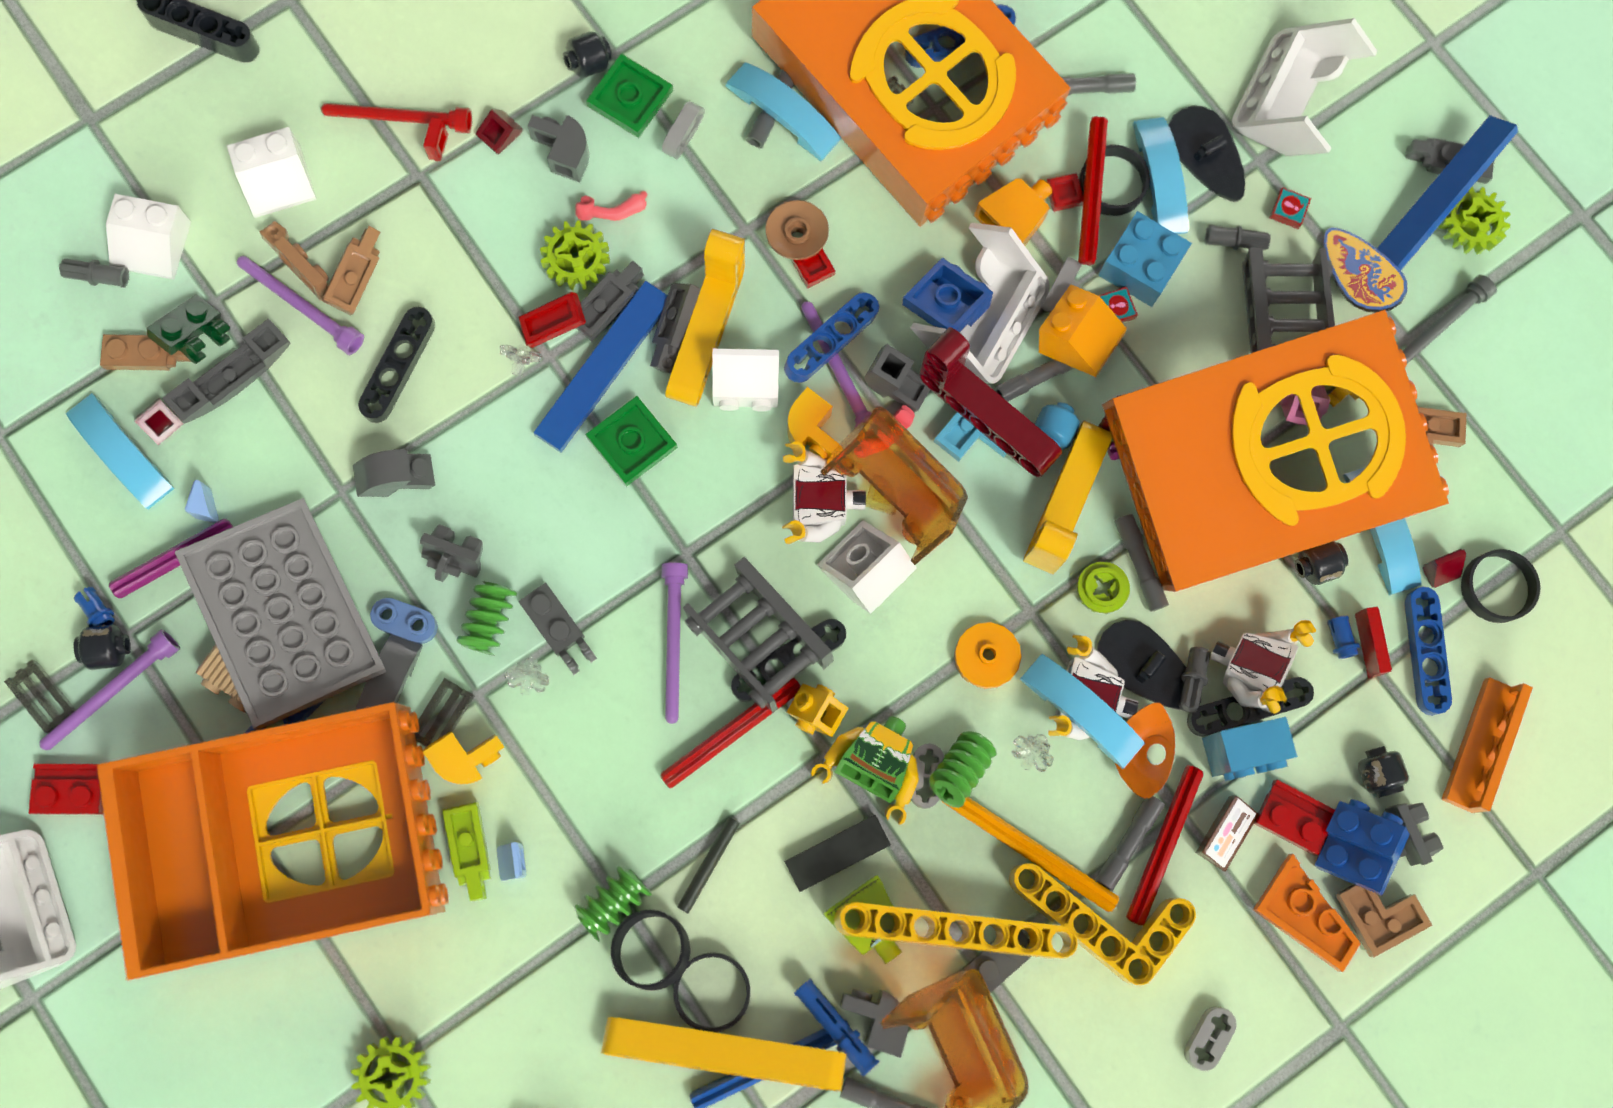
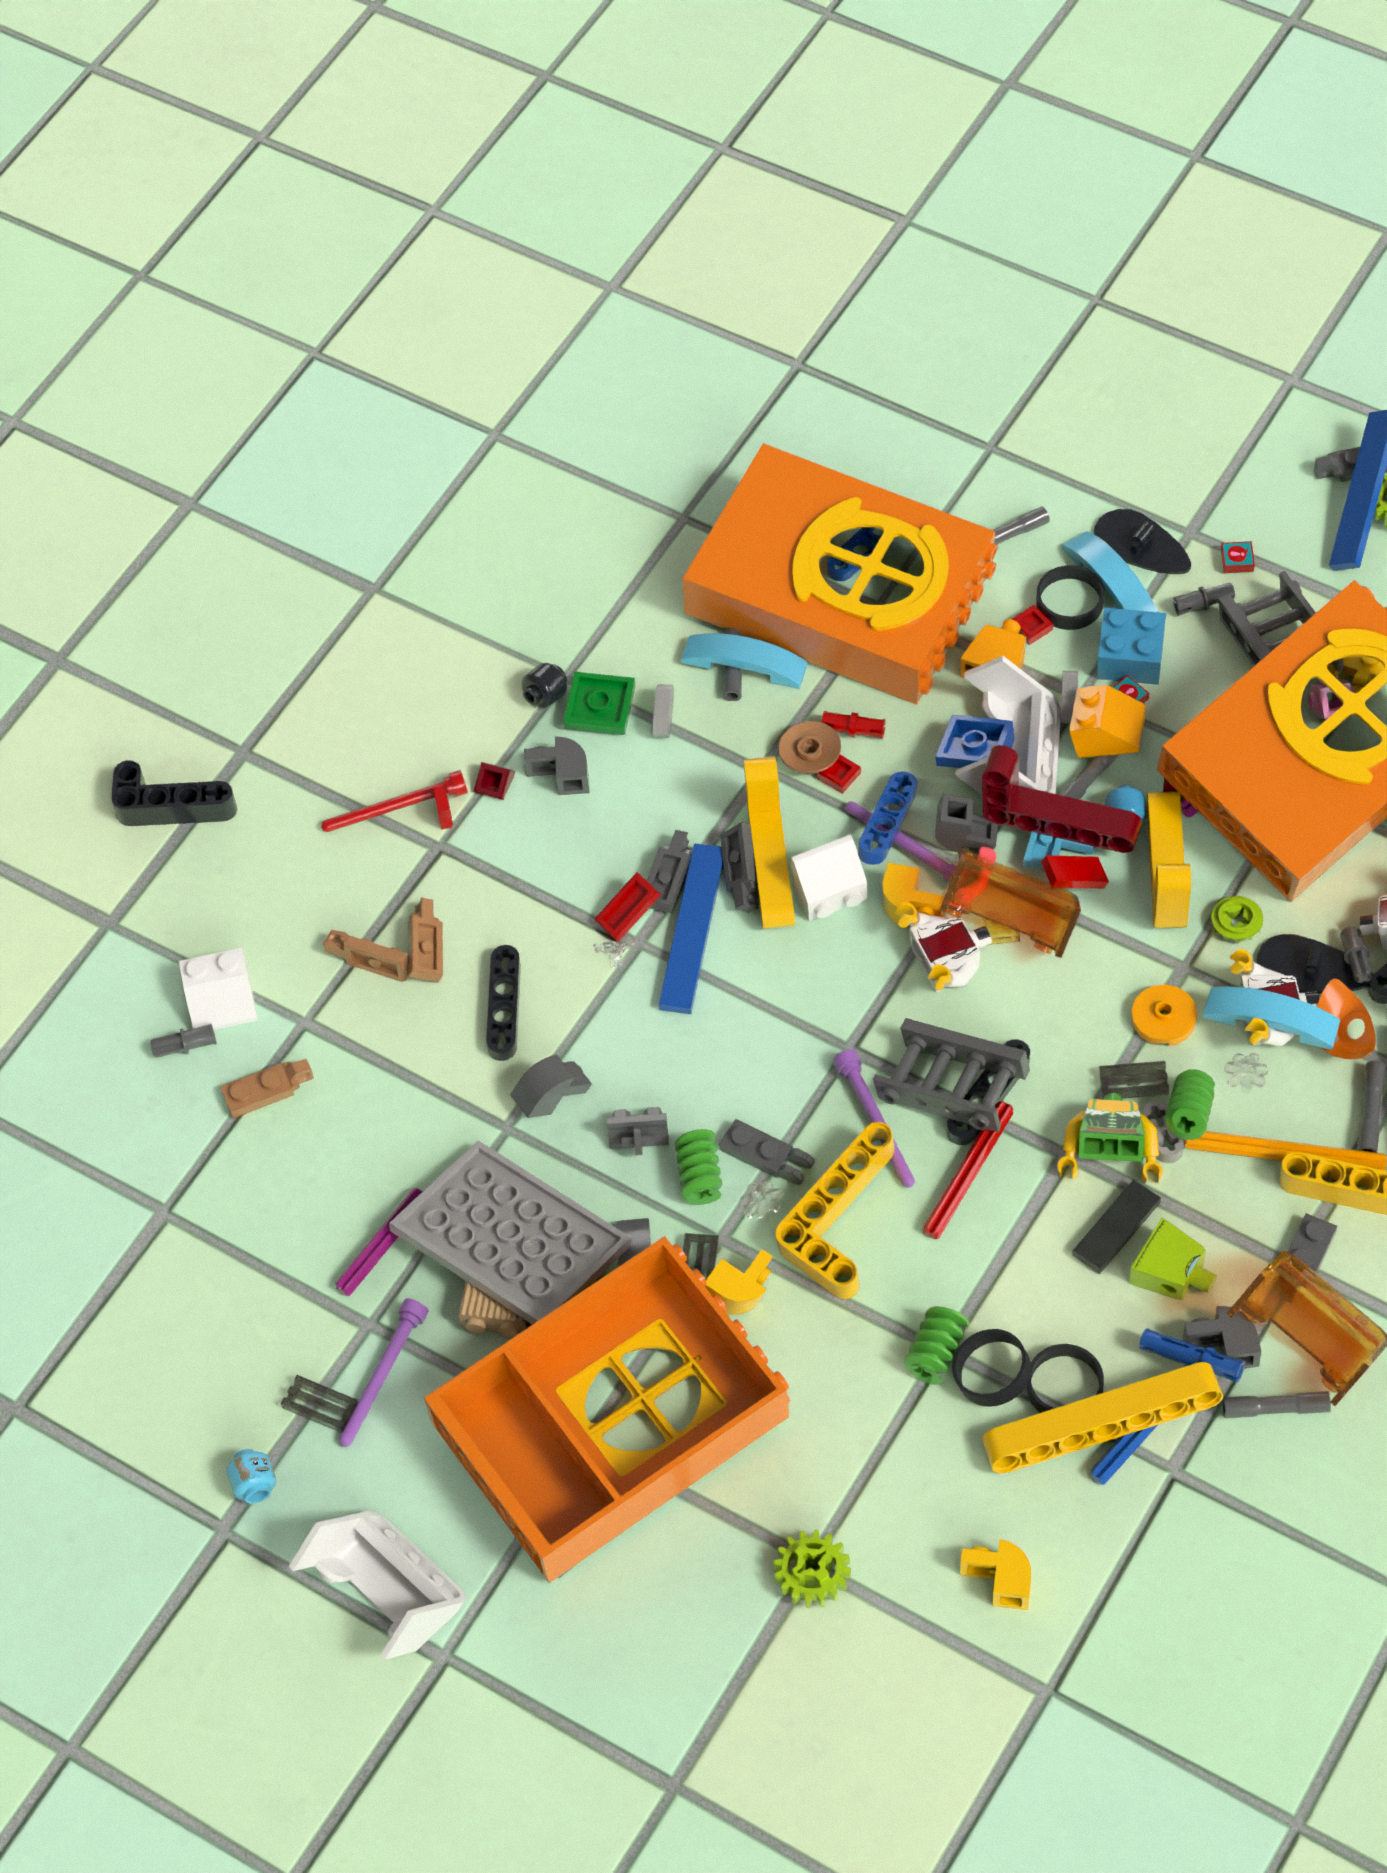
camera: 10 degrees left, 20 degrees down
(65, 790) = (386, 1468): red plate -> none
(94, 609) = (337, 1312): blue pin -> none
(101, 647) = (357, 1336): black head -> none
(119, 451) = (285, 1172): medium azure slope -> none
(158, 421) = (307, 1137): slope -> none
(184, 325) = (300, 1045): dark green plate -> none
(201, 503) = (389, 1185): light blue slope -> none
(230, 375) = (357, 1068): dark grey slope -> none
(271, 172) = (306, 892): white slope -> none
(346, 338) = (447, 999): medium lavender piece -> none
(402, 620) = (622, 1203): medium blue plate -> none
(468, 848) = (785, 1358): lime hinge -> none
(511, 861) = (826, 1353): light blue slope -> none
(582, 718) = (832, 1207): none -> yellow beam
(586, 210) = (610, 809): coral piece -> none
(590, 251) = (620, 848): lime gear -> none
(631, 441) = (751, 975): green plate -> none
(708, 865) = (1006, 1283): pearl dark grey bar -> none
(817, 710) = (1036, 1114): yellow brick -> none
(850, 223) = (855, 724): none -> red pin
(867, 566) = (1019, 985): white slope -> none
(953, 719) = (1132, 1075): none -> clear smoke tile
(972, 928) = (1243, 1238): yellow beam -> none
(976, 472) = (1074, 872): none -> red tile
(1093, 190) = (1056, 609): red axle -> none
(1149, 581) = (1244, 873): dark grey piece -> none
(1286, 79) = (1179, 456): white windscreen -> none
(1363, 272) = (1325, 576): shield -> none

